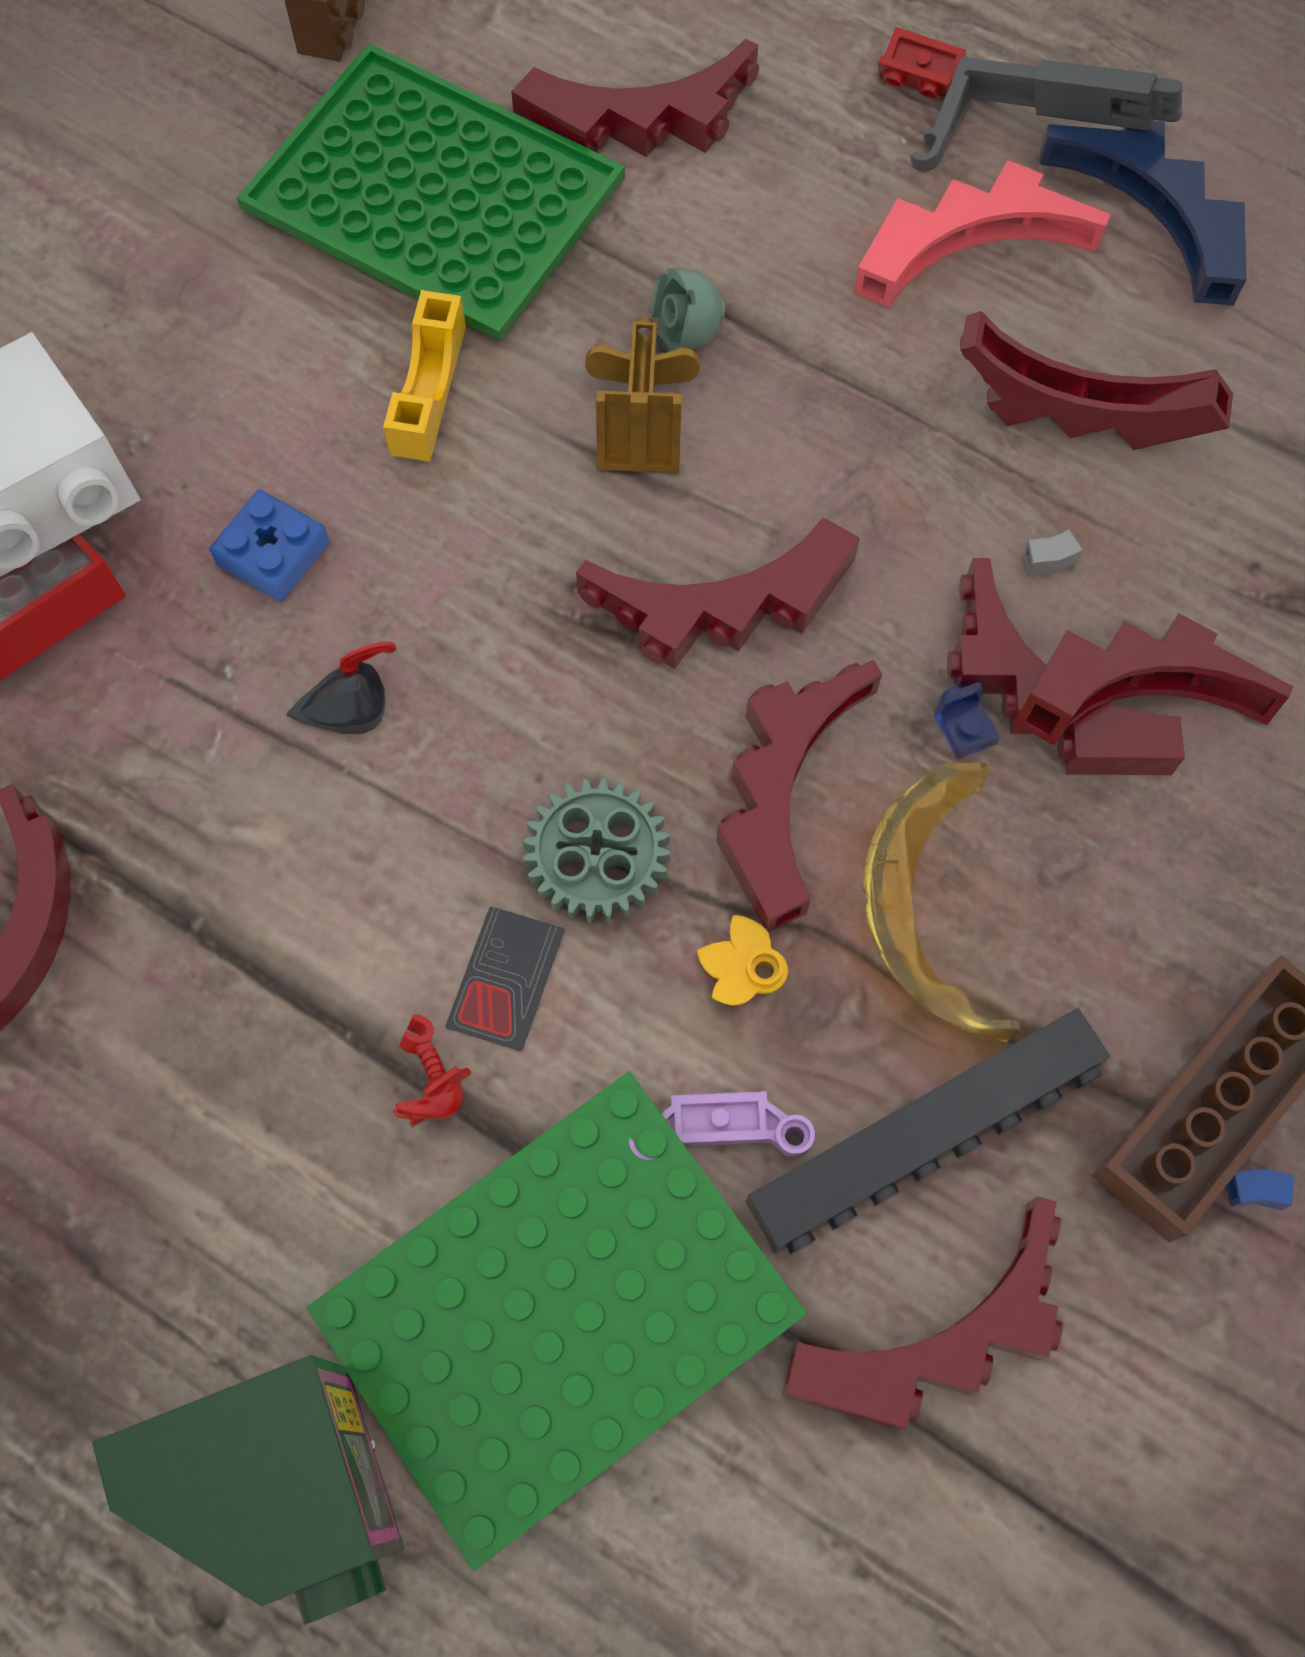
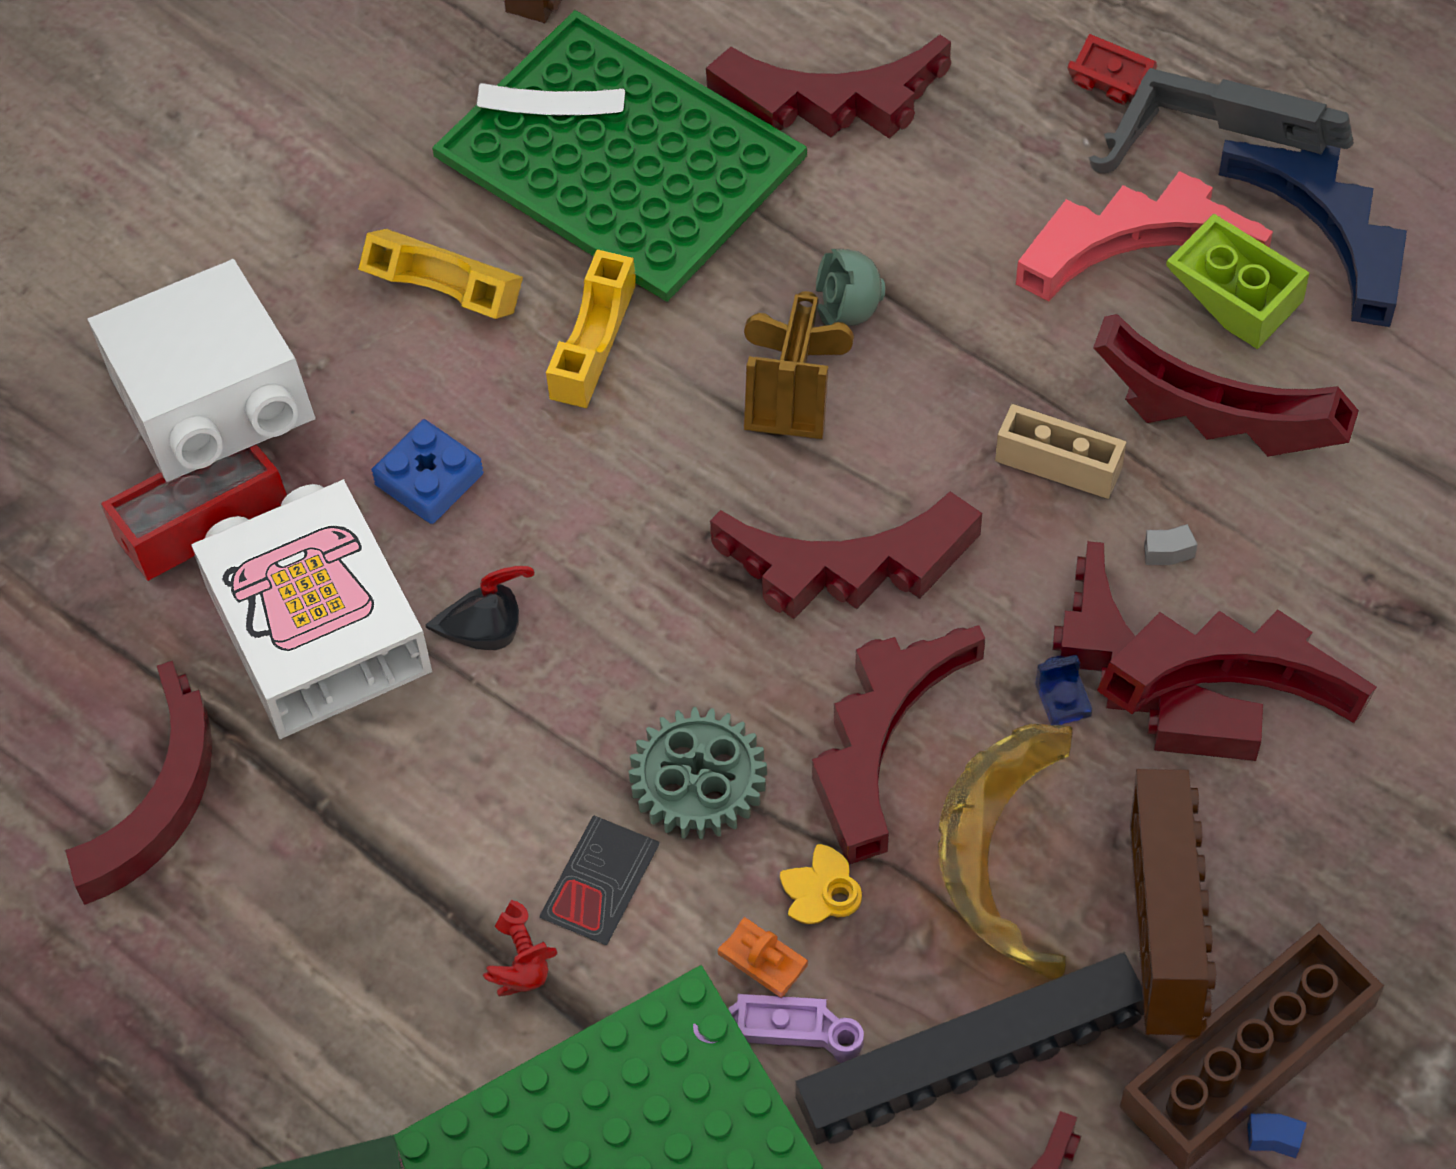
camera: 10 degrees right, 10 degrees down
(156, 708) = (311, 606): none -> white brick
(230, 320) = (419, 263): none -> yellow arch
(354, 140) = (550, 102): none -> white sticker
(693, 1052) = (763, 957): none -> orange hips
(929, 463) = (1060, 451): none -> tan brick
(1084, 267) = (1239, 280): none -> lime slope
(1127, 954) = (1171, 903): none -> reddish brown brick

